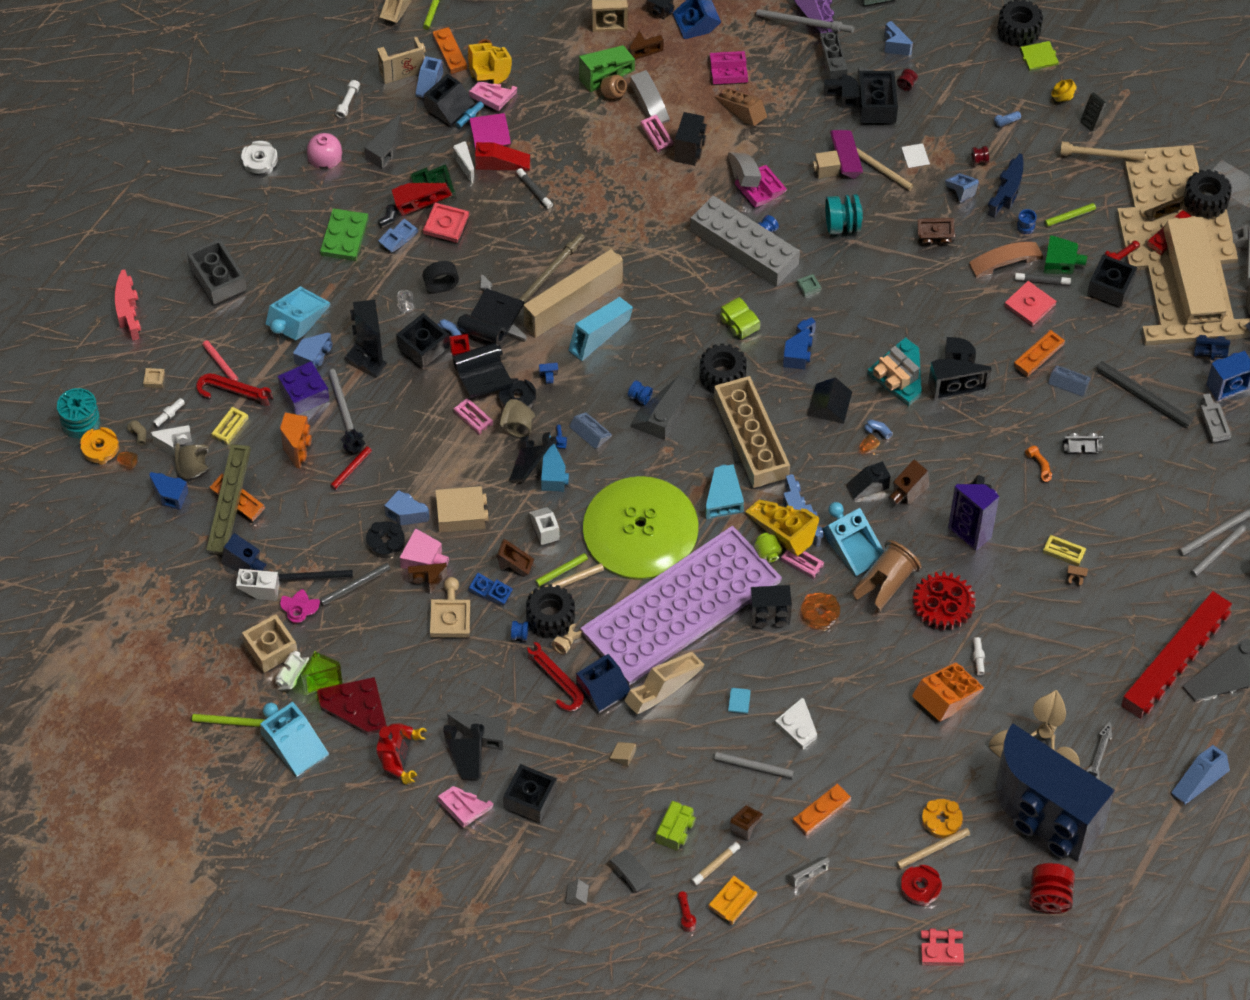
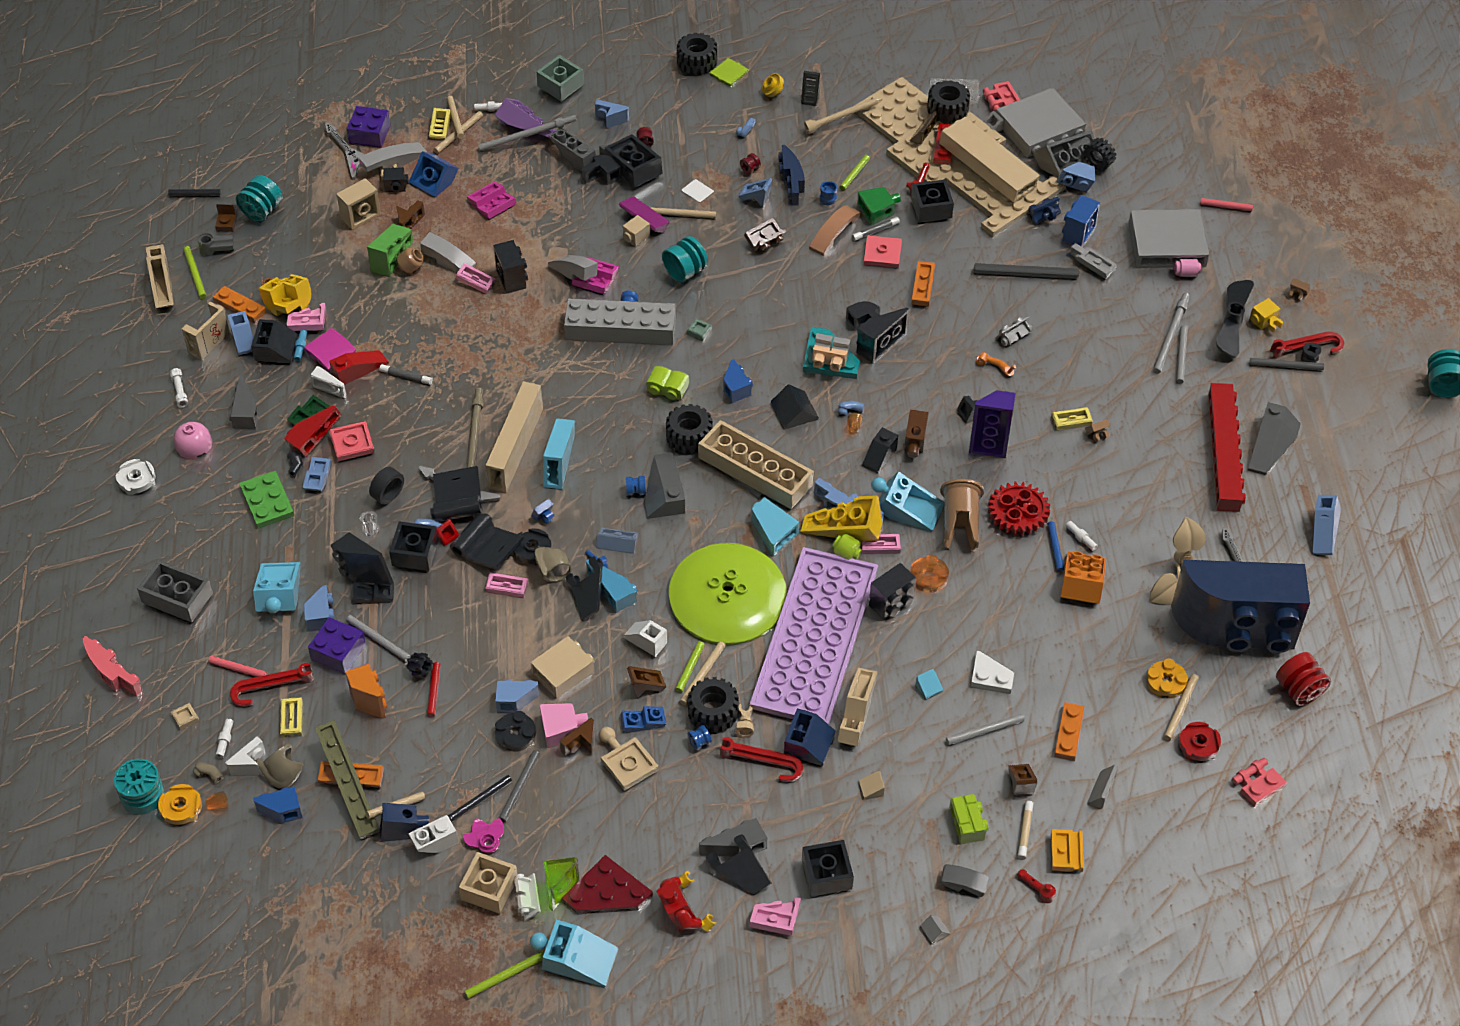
camera: 35 degrees left, 5 degrees down
(255, 542) = (407, 800): none -> tan bar
(744, 106) = (530, 221): medium nougat slope -> none
(809, 323) = (725, 360): blue plate -> none
(950, 649) = (1055, 546): none -> blue bar
(1069, 380) = (962, 292): sand blue slope -> none

